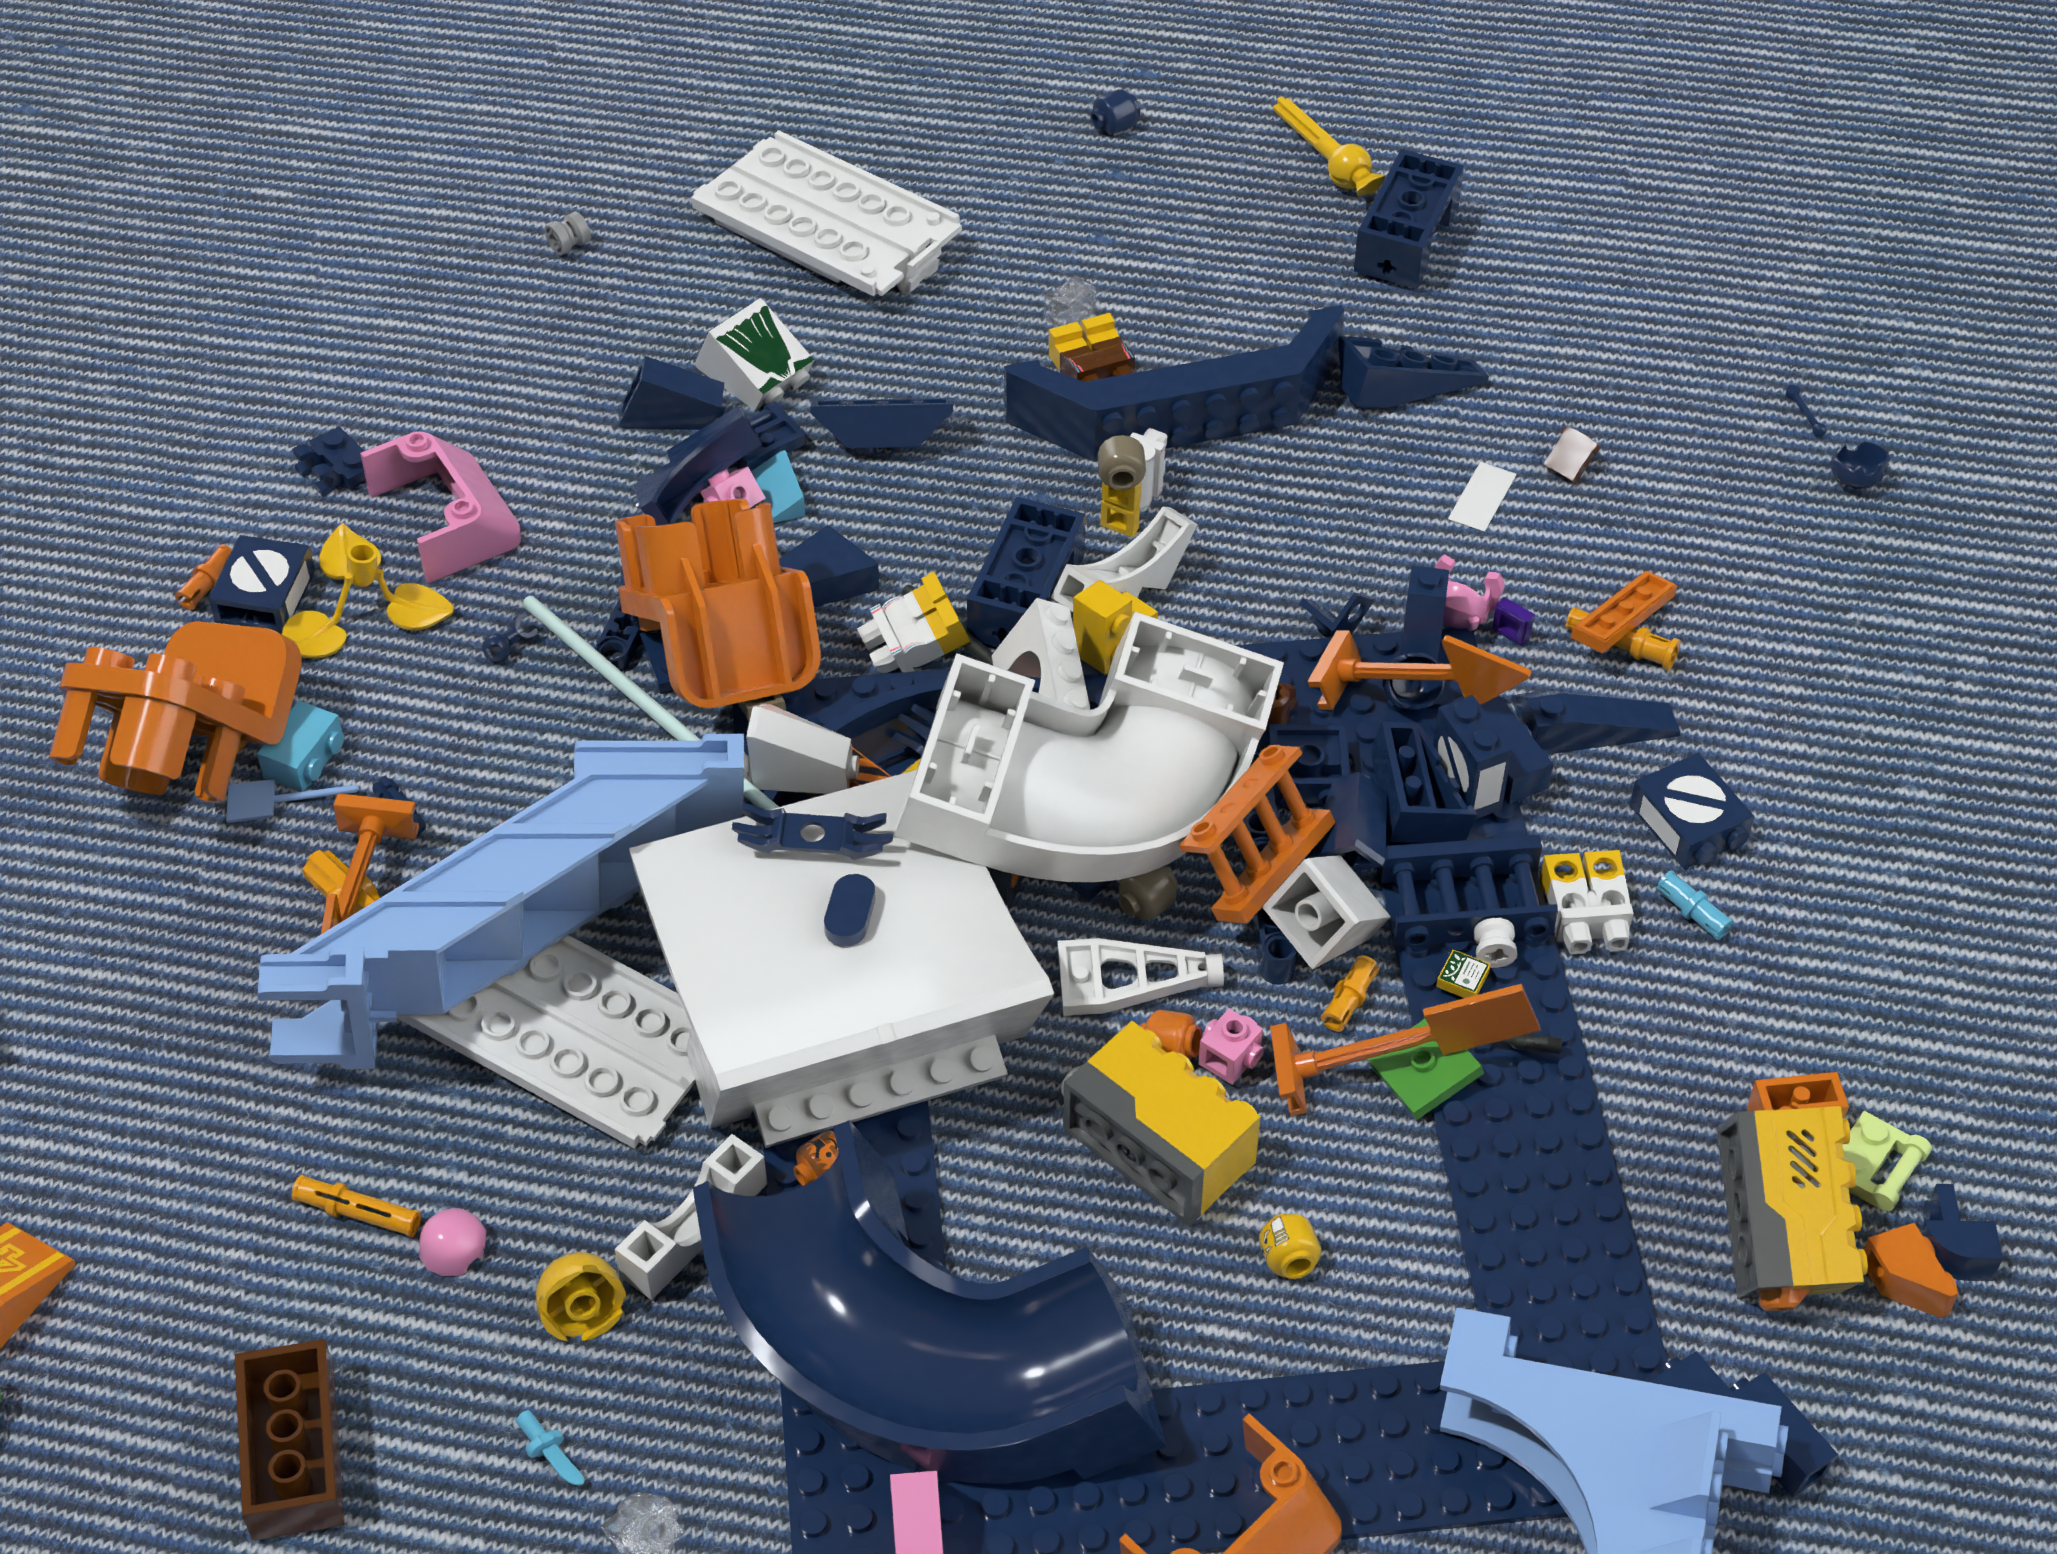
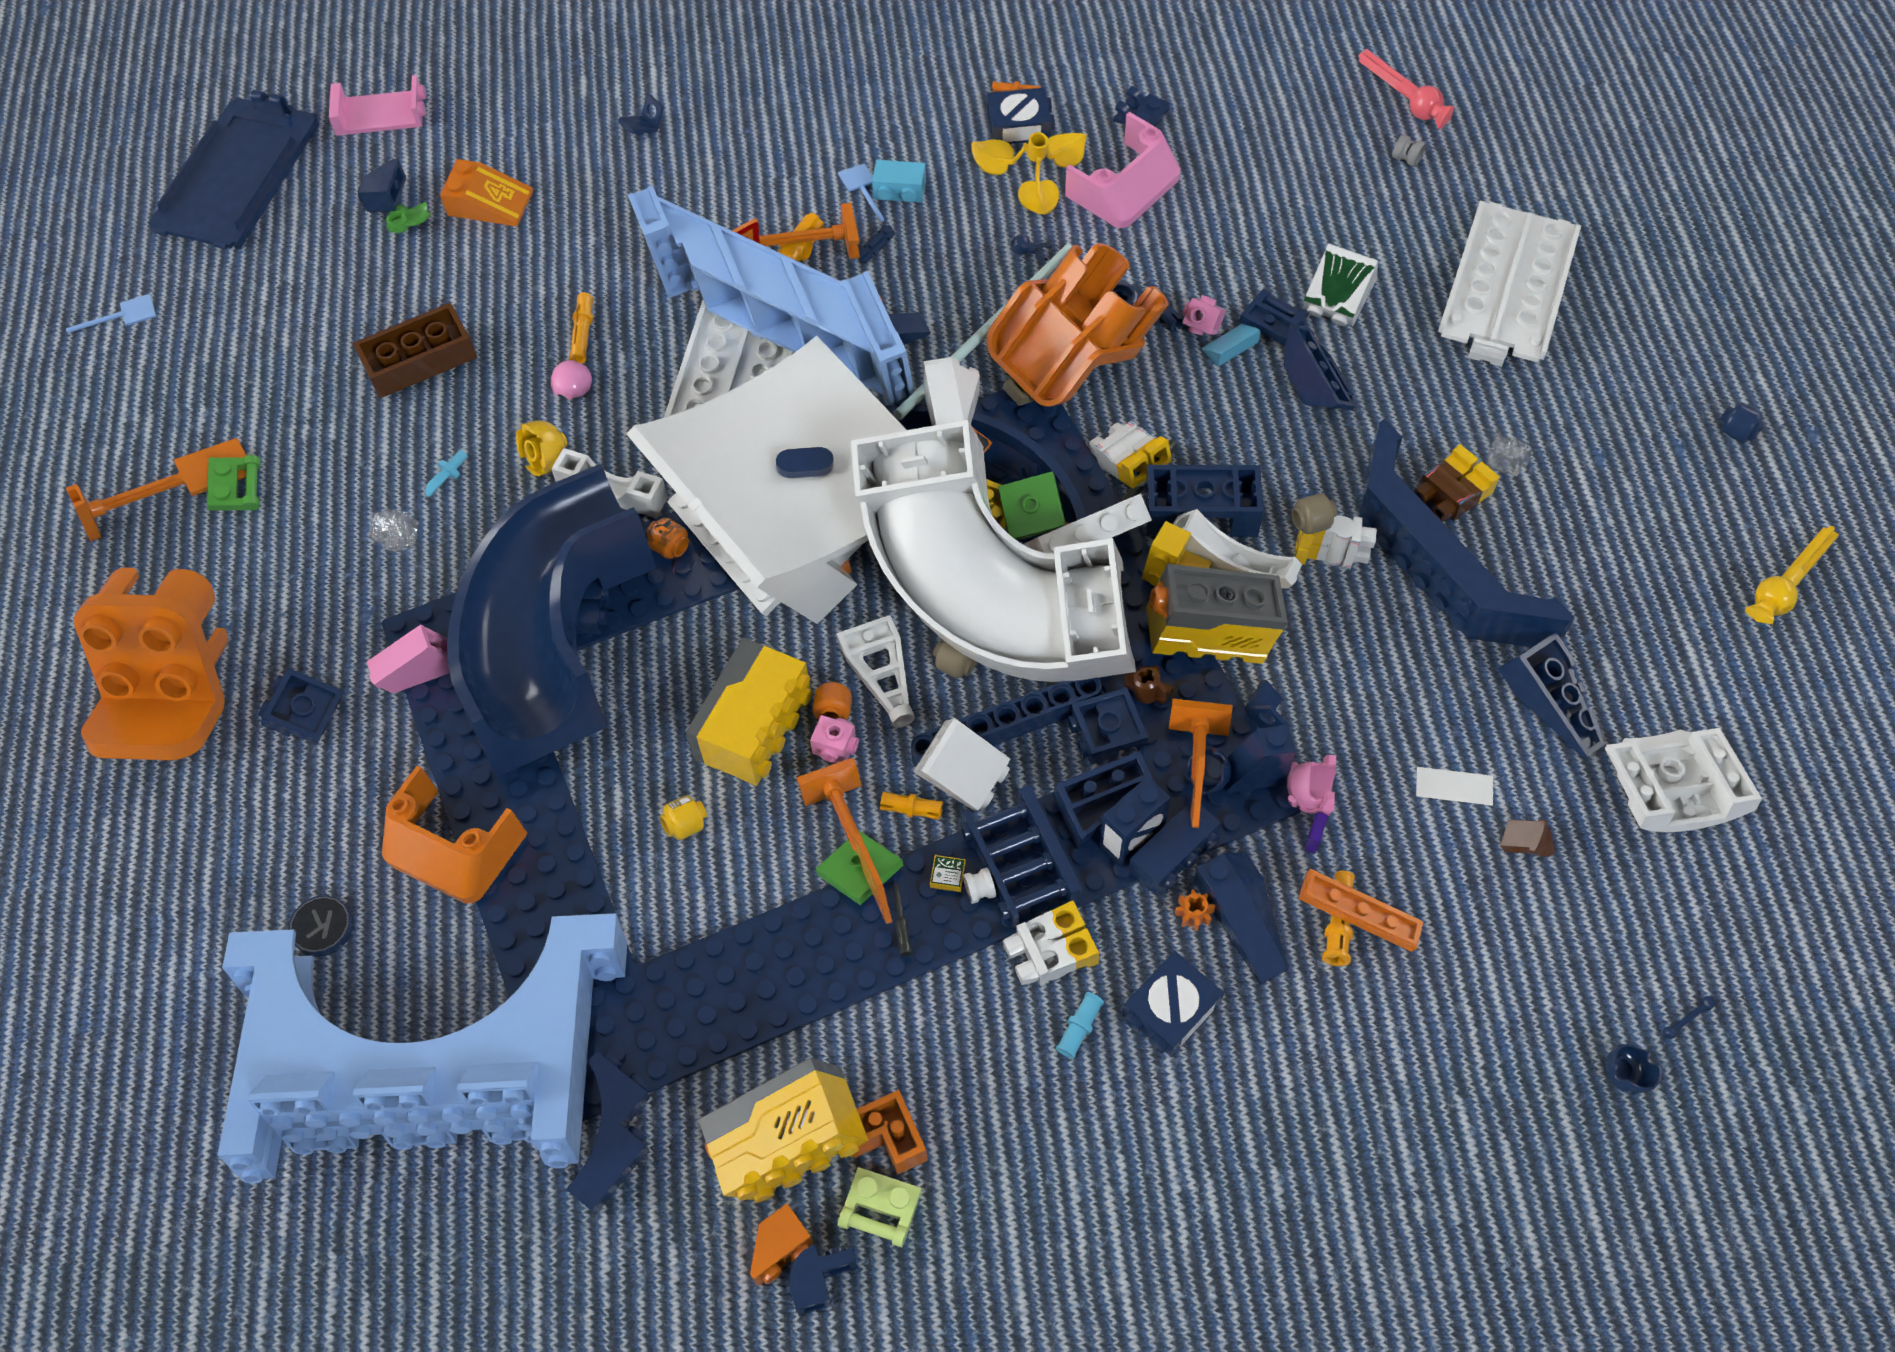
camera: 75 degrees right, 10 degrees up
(208, 683) = (870, 103): orange piece -> none
(501, 191) = (1424, 101): none -> coral piece
(671, 398) = (1277, 254): dark blue slope -> none
(692, 464) = (1217, 283): dark blue arch -> none
(784, 830) = (852, 408): dark blue piece -> none
(833, 567) = (1160, 386): dark blue slope -> none
(1218, 582) = (1216, 613): none -> piece
(1284, 850) = (982, 717): orange fence -> none
(1360, 822) = (1047, 762): dark blue slope -> none
(1404, 216) = (1703, 641): dark blue plate -> none
(1542, 309) = (1683, 780): none -> white slope
(1579, 757) = (1191, 902): none -> orange gear

